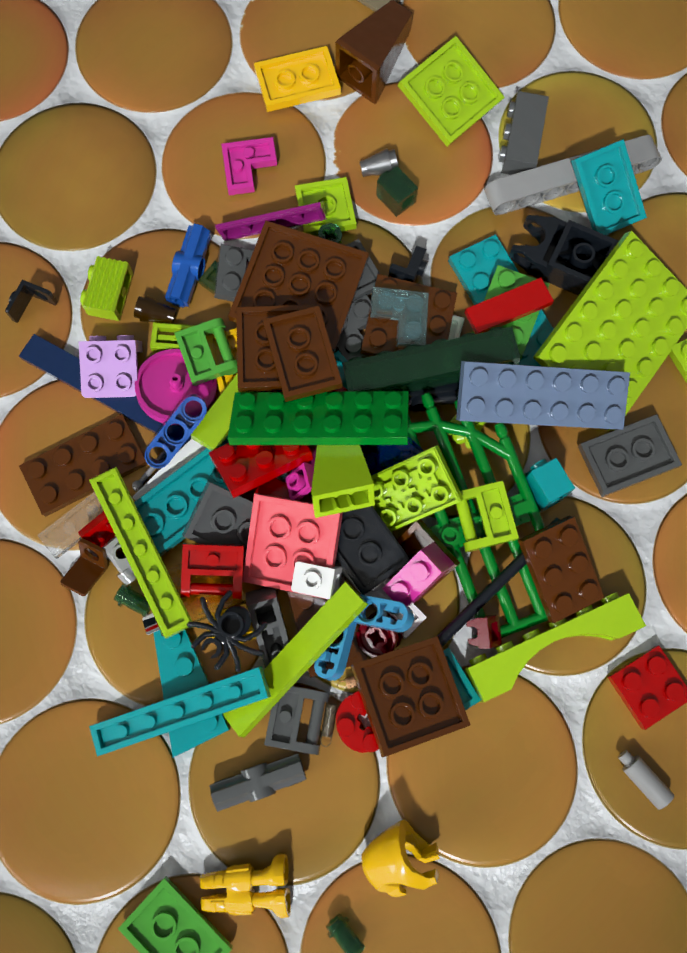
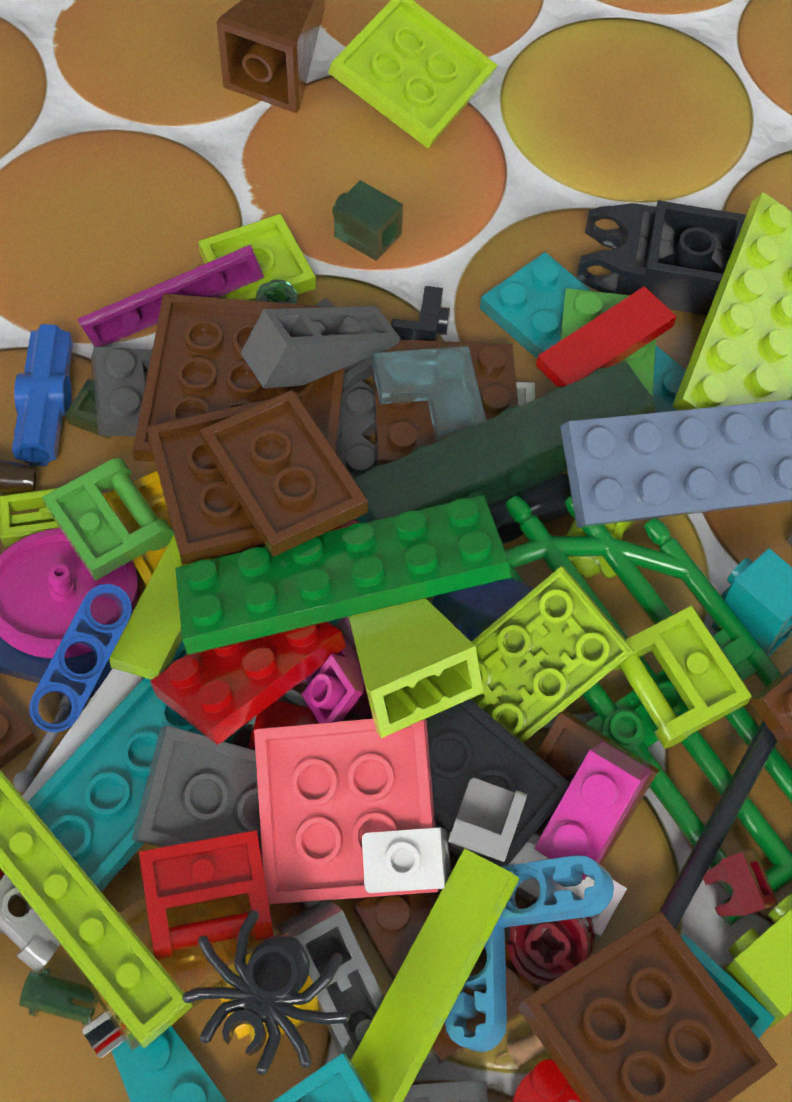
camera: 15 degrees left, 15 degrees down
(243, 157) = (102, 218): dark pink plate -> none
(297, 78) = (163, 96): yellow plate -> none
(342, 273) = (310, 343): none -> dark grey slope
(360, 569) = (487, 819): none -> light grey panel
(379, 163) = (327, 186): flat silver cone -> none
(523, 133) = (544, 109): dark grey brick -> none
(558, 178) = (634, 150): light grey beam -> none
(609, 188) = (701, 148): teal plate -> none

